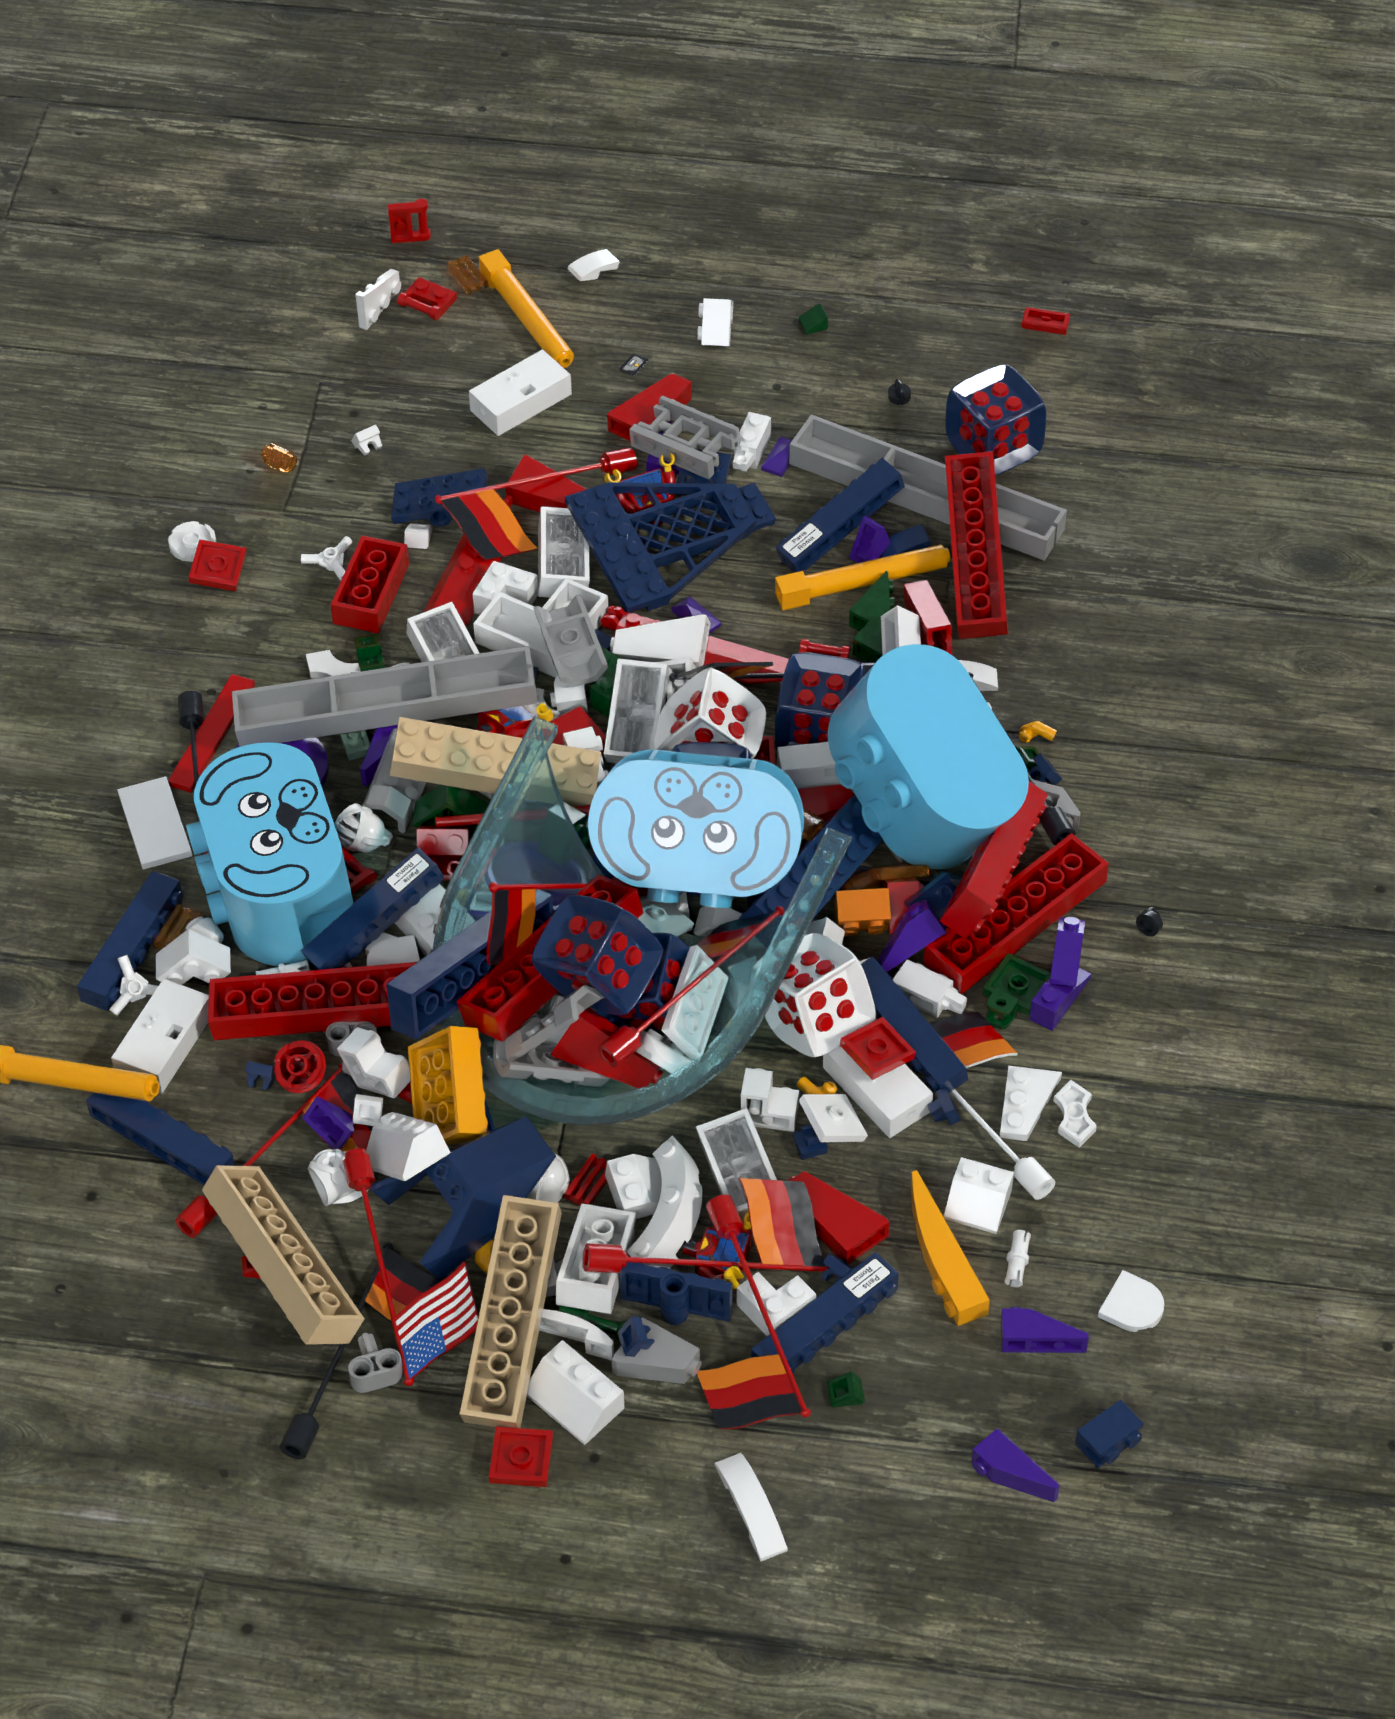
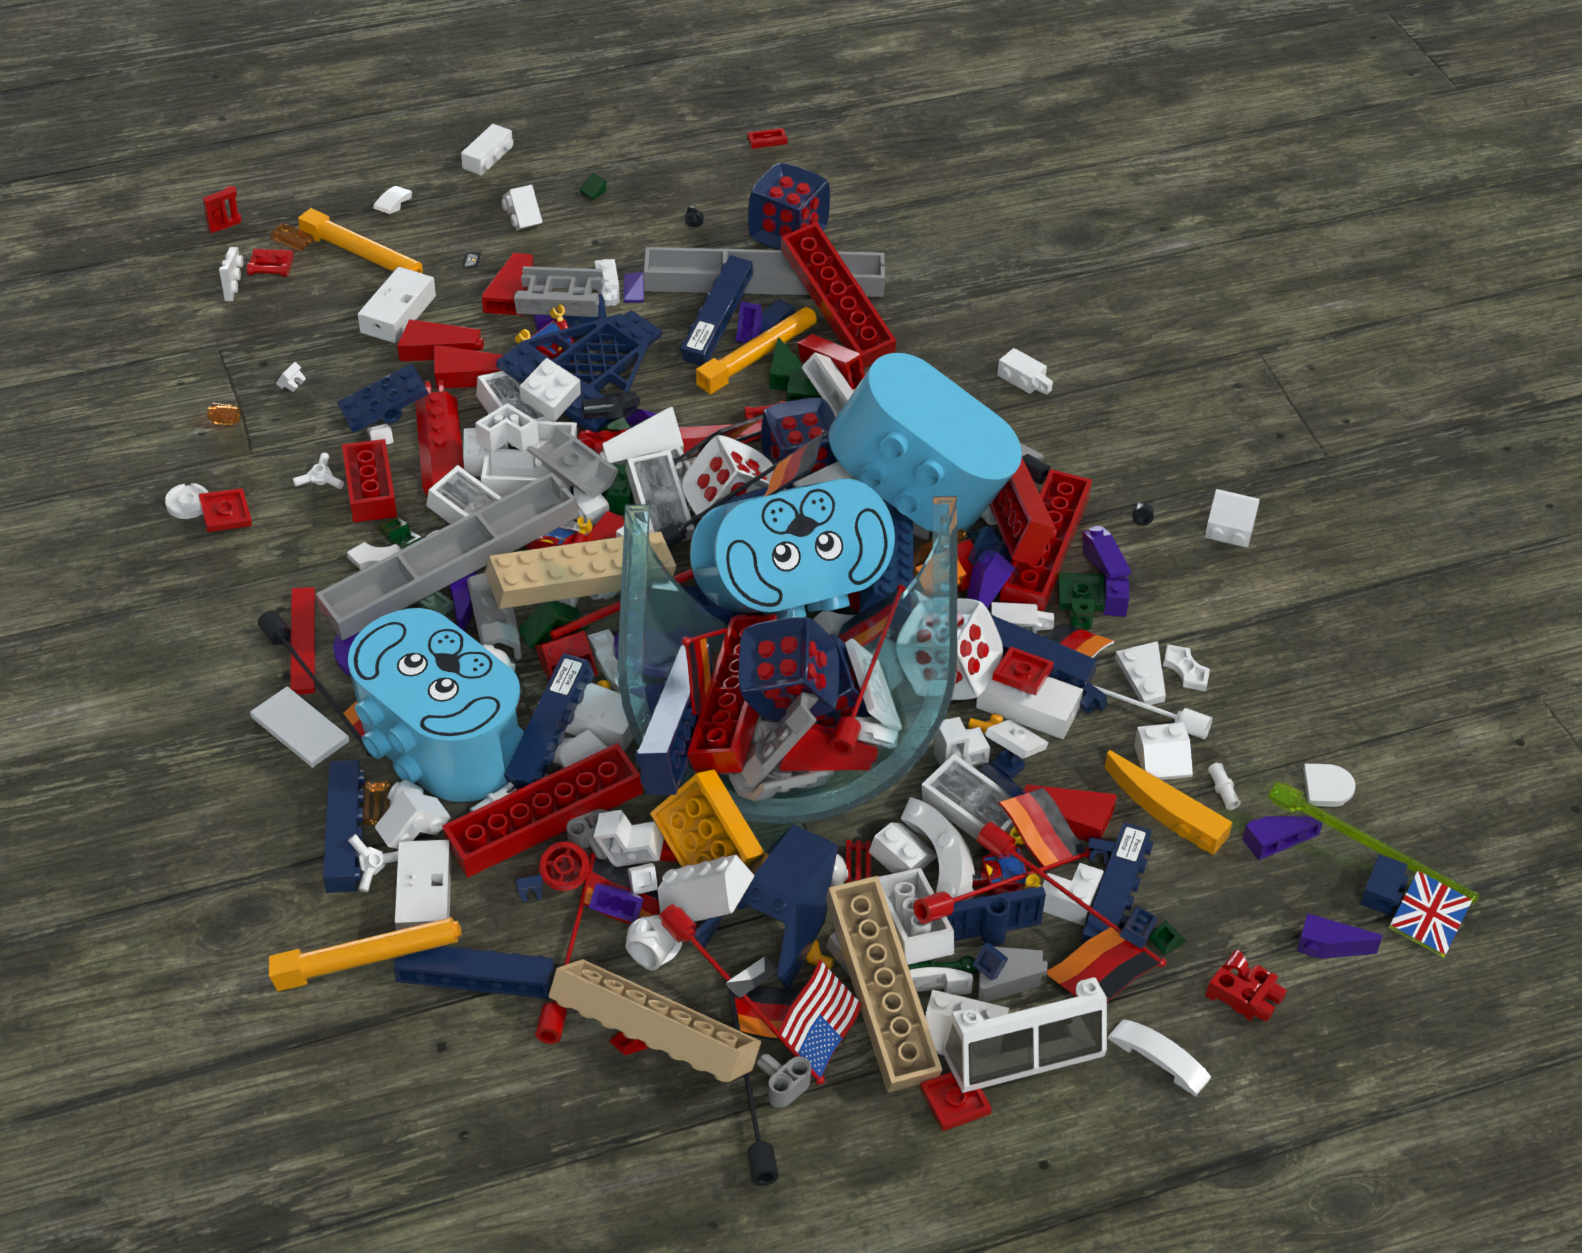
camera: 30 degrees left, 5 degrees down
(399, 1252) = (752, 977): none -> dark grey sticker
(490, 522) = (442, 402): flag -> none
(523, 575) = (505, 427): none -> white brick
(525, 438) = (420, 338): none -> red slope
(596, 549) = (550, 389): none -> white brick
(619, 1430) = (1026, 1040): none -> windscreen
(654, 589) = (610, 405): none -> black piece
(654, 612) = (617, 425): none -> dark green slope
(728, 236) = (487, 149): none -> white brick
(739, 738) = (784, 474): none -> flag
(781, 1158) = (1002, 780): none -> dark blue tile
(811, 1366) = (1138, 927): none -> dark blue tile
(883, 1486) = (1247, 990): none -> red hips
(1134, 707) = (1024, 372): none -> white hinge
(1146, 1476) = (1432, 902): none -> flag
(1239, 966) = (1232, 518): none -> white slope

